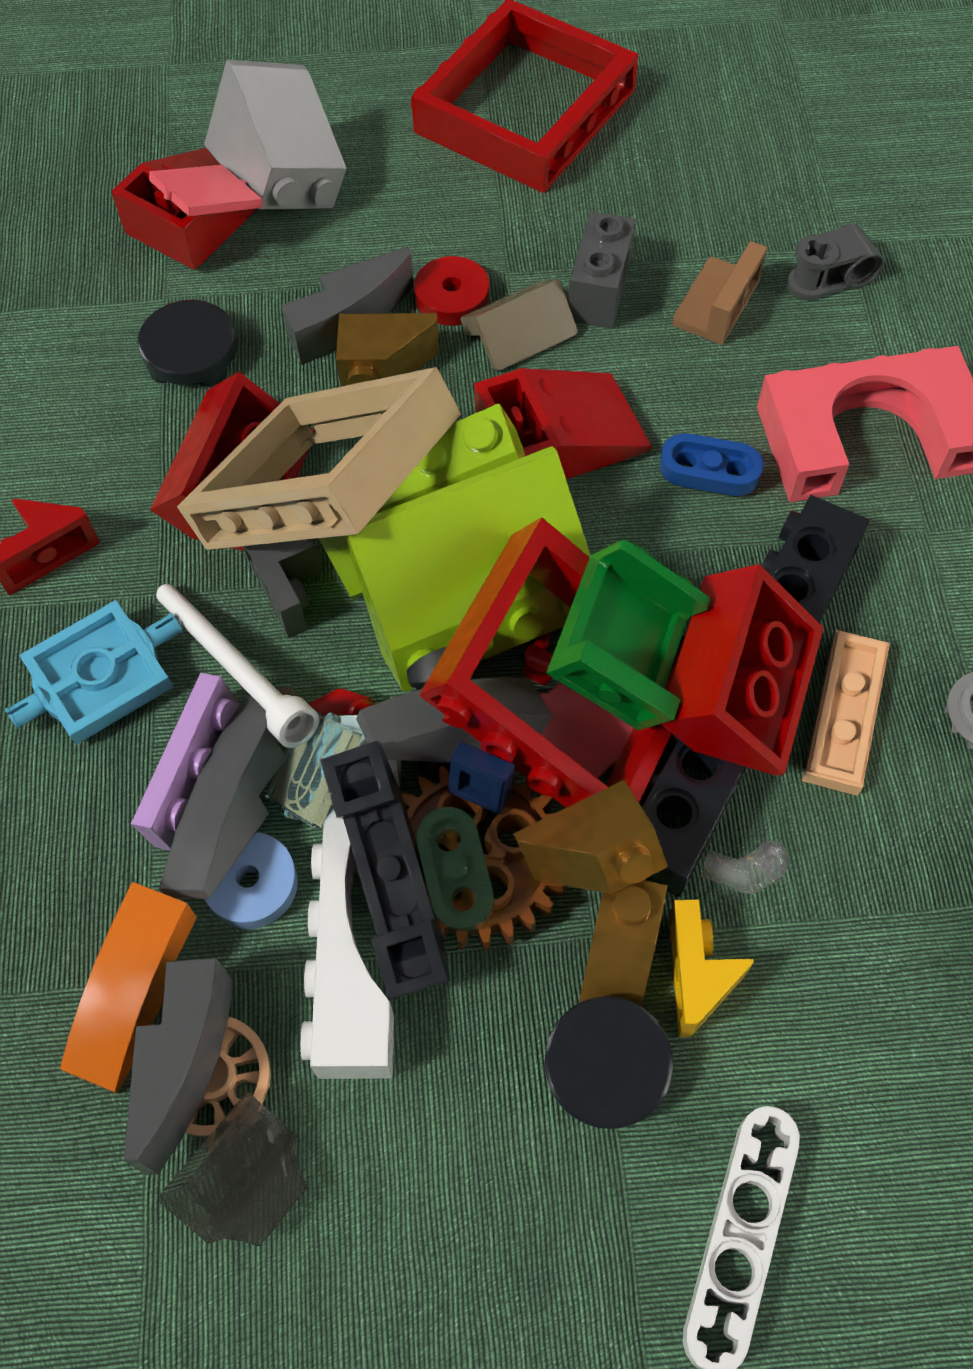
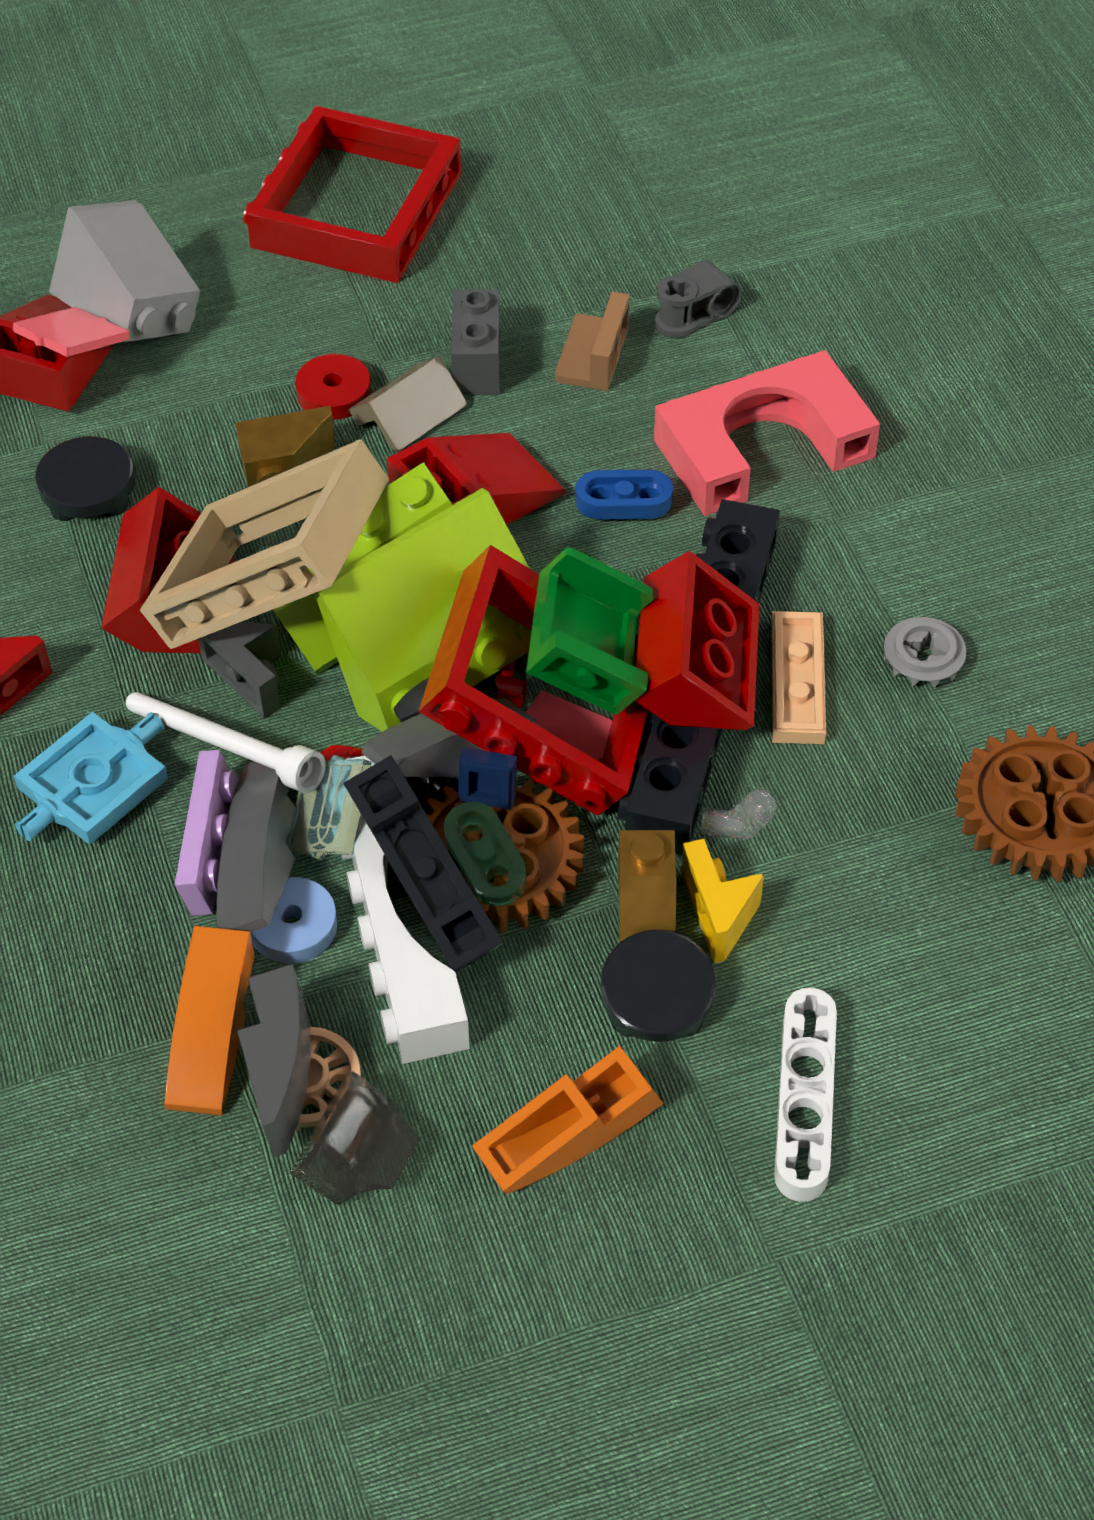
camera: 15 degrees left, 10 degrees down
(362, 288) = (210, 436): dark grey slope -> none
(468, 1211) = (567, 1122): none -> orange slope
(594, 843) = (601, 806): pearl gold slope -> none

